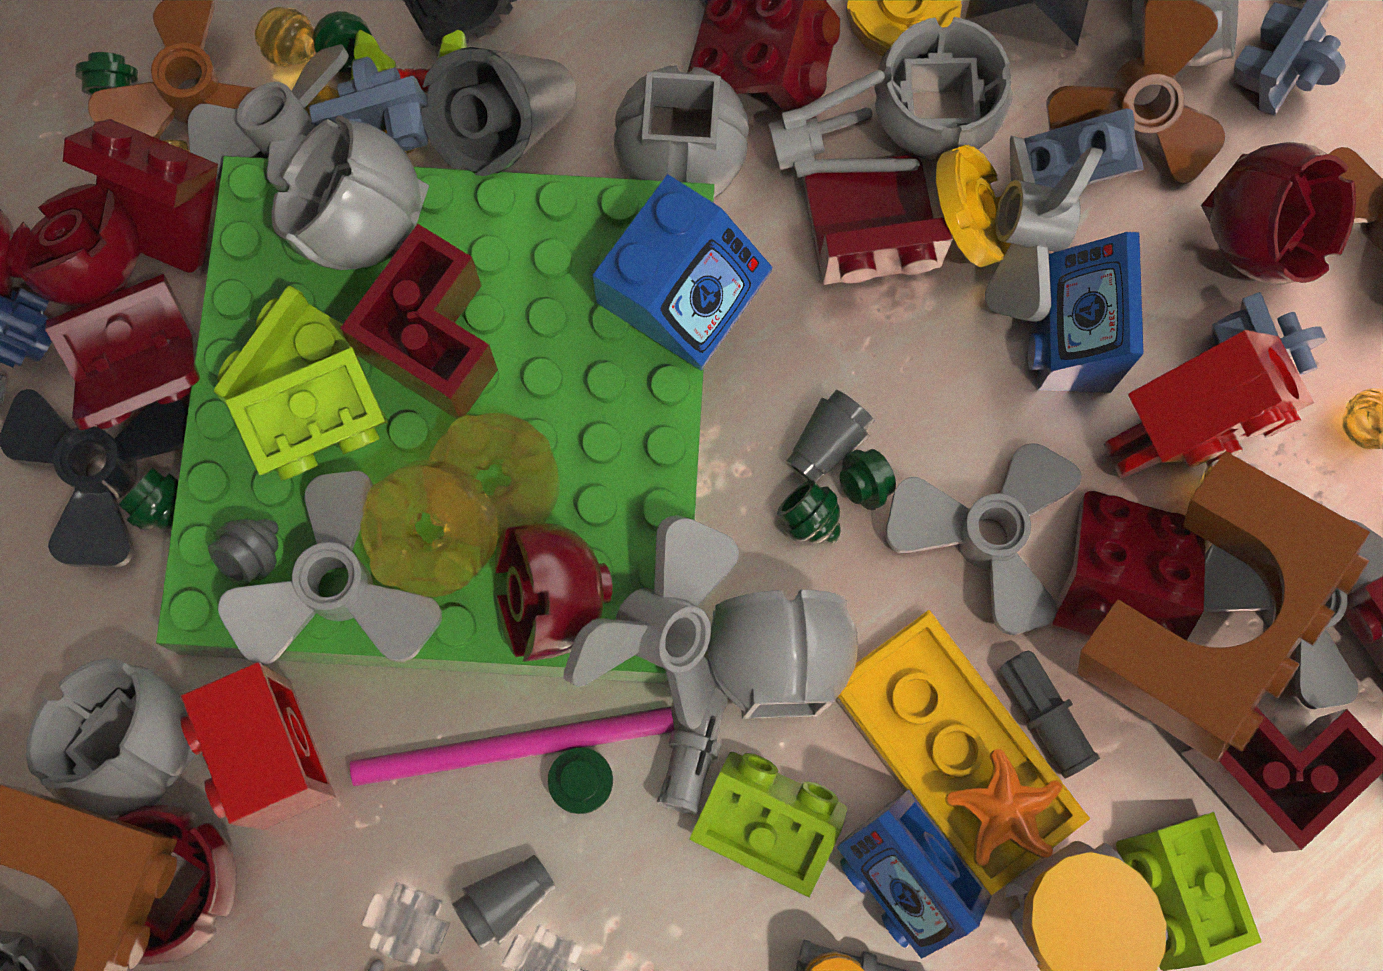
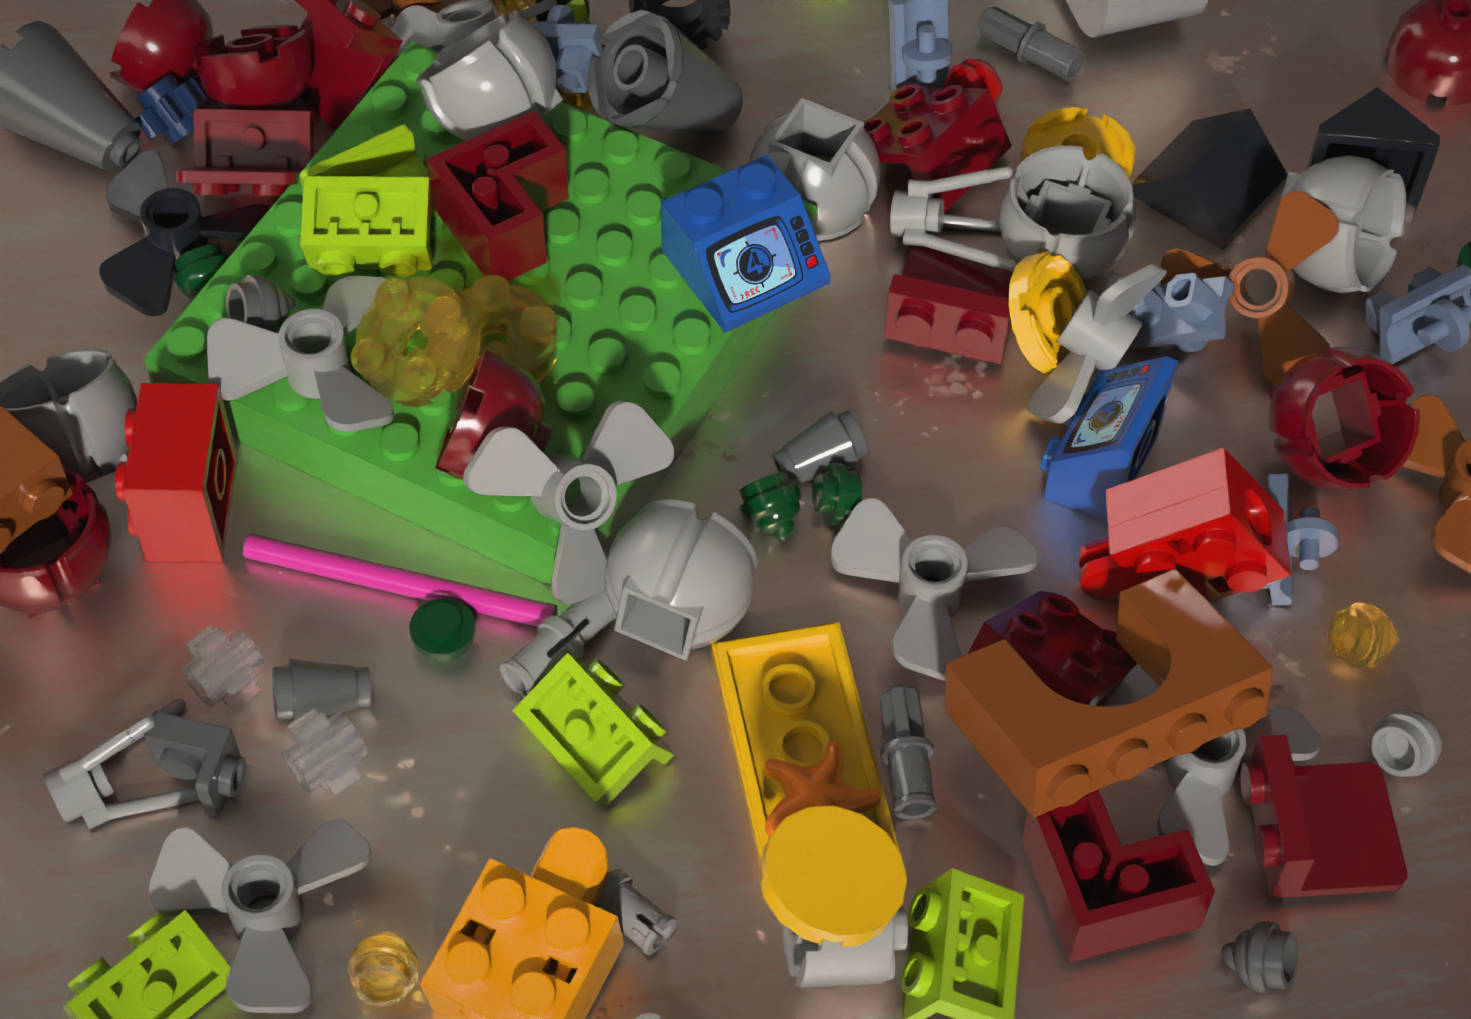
camera: 25 degrees right, 20 degrees down
(914, 877) = (698, 808): blue slope -> none

